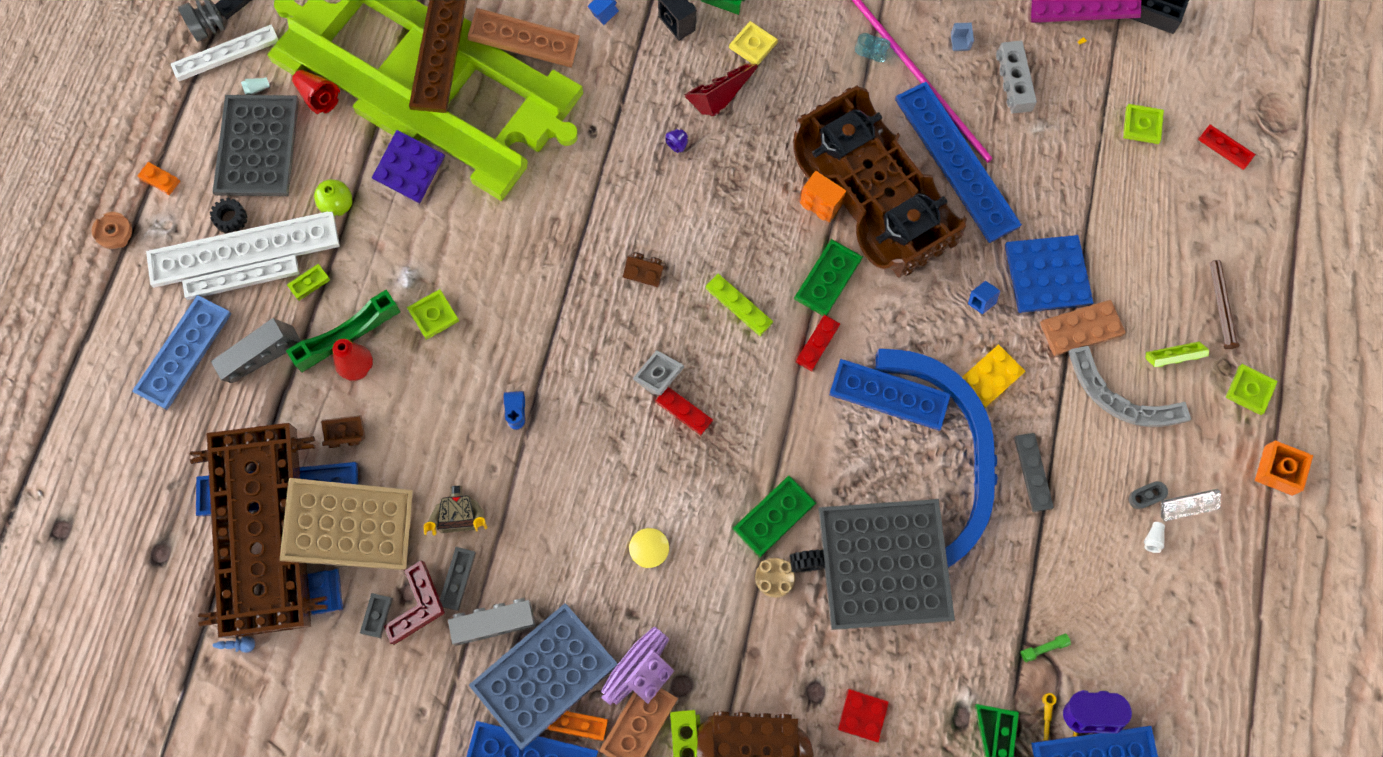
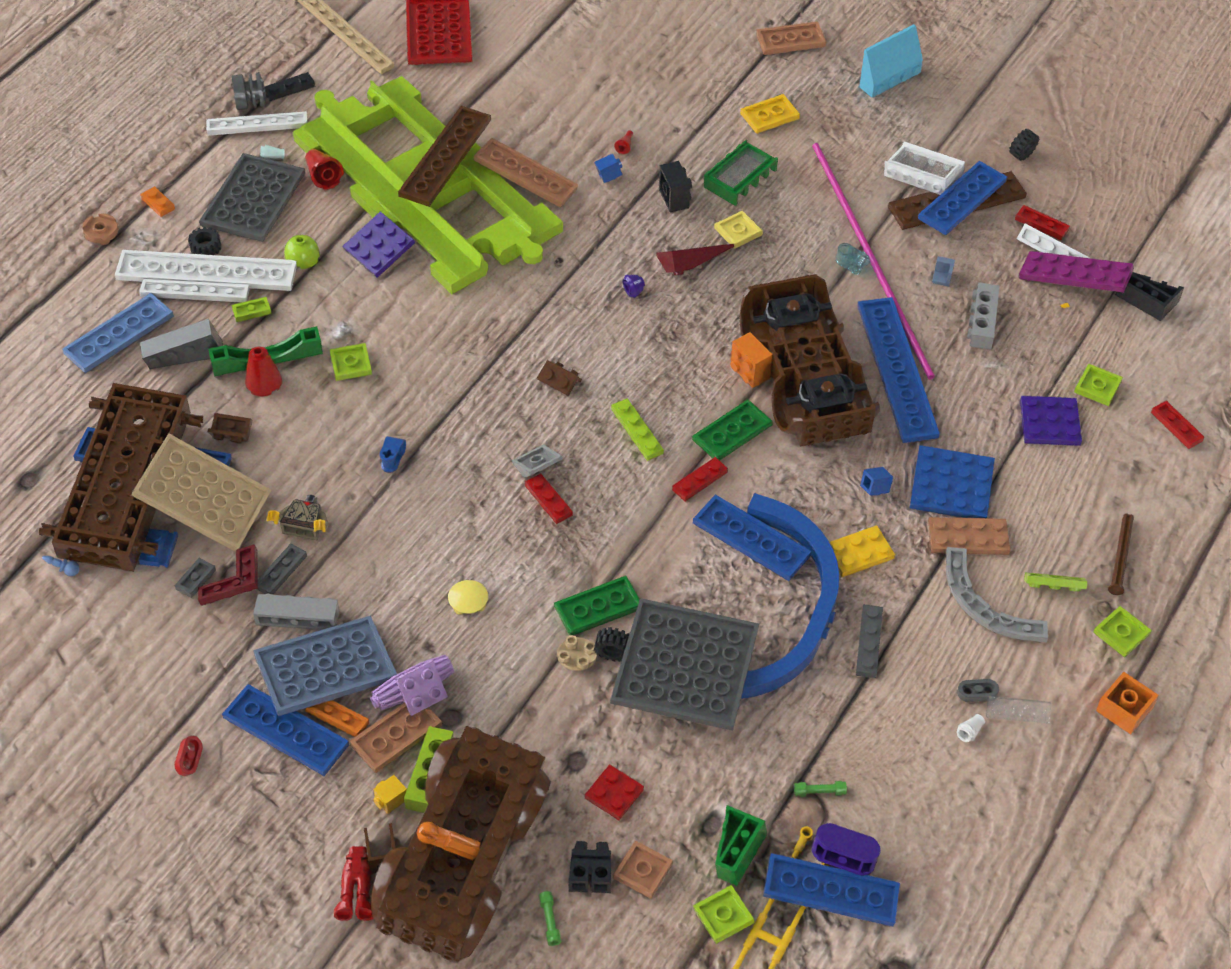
camera: 20 degrees right, 20 degrees down
(1112, 176) = (1050, 420): none -> dark purple plate

